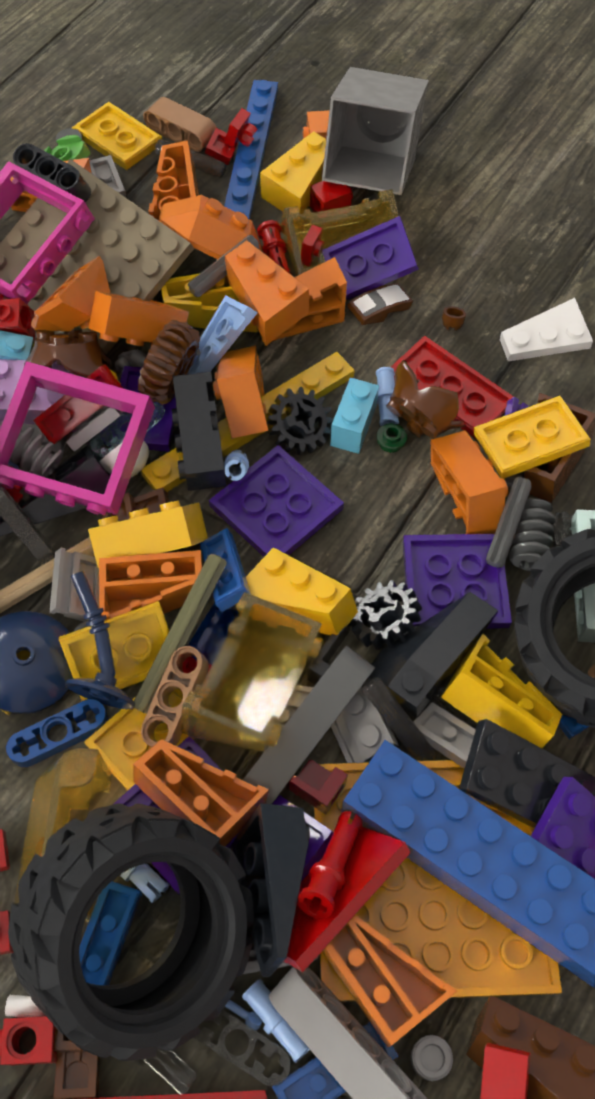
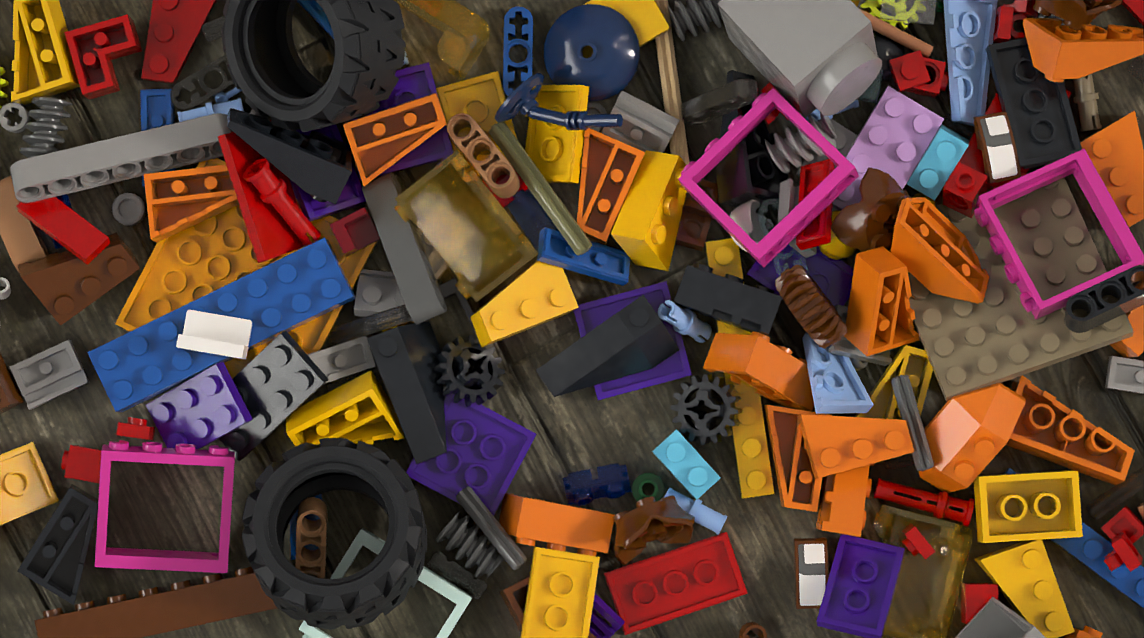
camera: 120 degrees right, 25 degrees up
(242, 181) = (1028, 506): none -> yellow brick
(290, 507) = (617, 348): none -> black wedge
(300, 345) = (792, 465): none -> orange wedge
(404, 465) = (582, 489): none -> clear blue hinge
(515, 851) = (215, 334): none -> white panel

